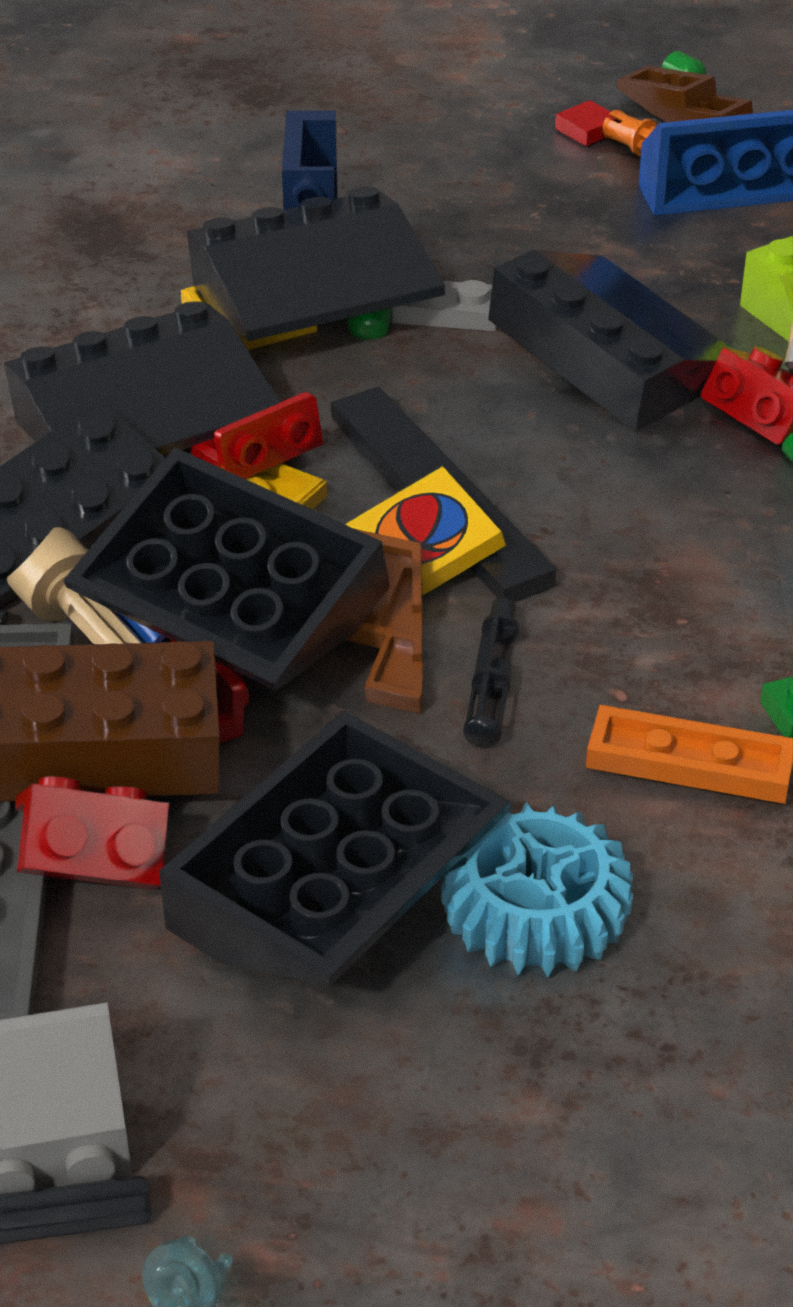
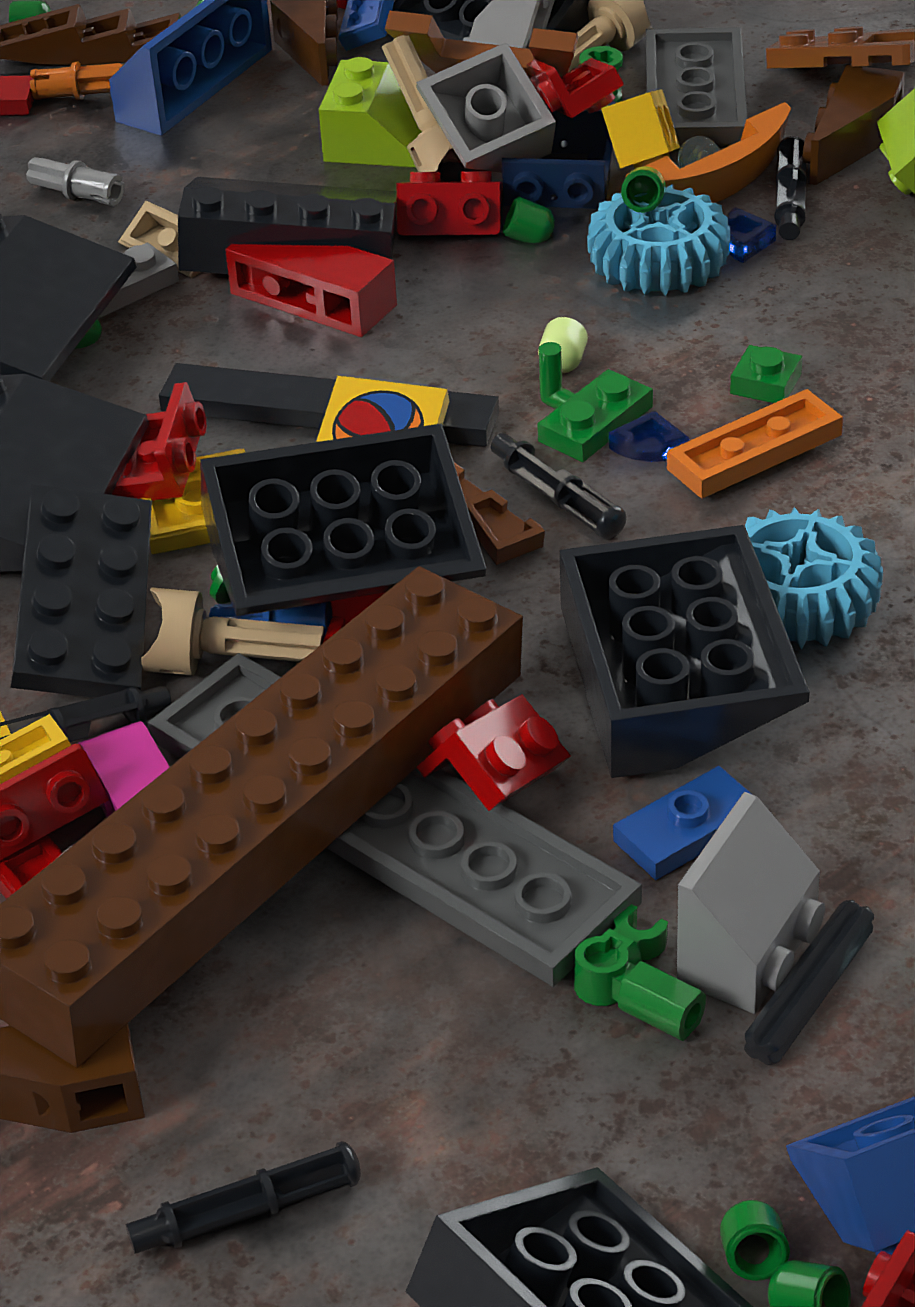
camera: 45 degrees left, 0 degrees up
(165, 1009) = (679, 823): none -> blue plate
(530, 212) = (76, 180): none -> light grey axle
(568, 394) = (316, 282): none -> red slope
(612, 635) = (585, 418): none -> green plate
(624, 684) = (646, 438): none -> clear blue tile
(668, 564) = (571, 338): none -> yellowish green piece

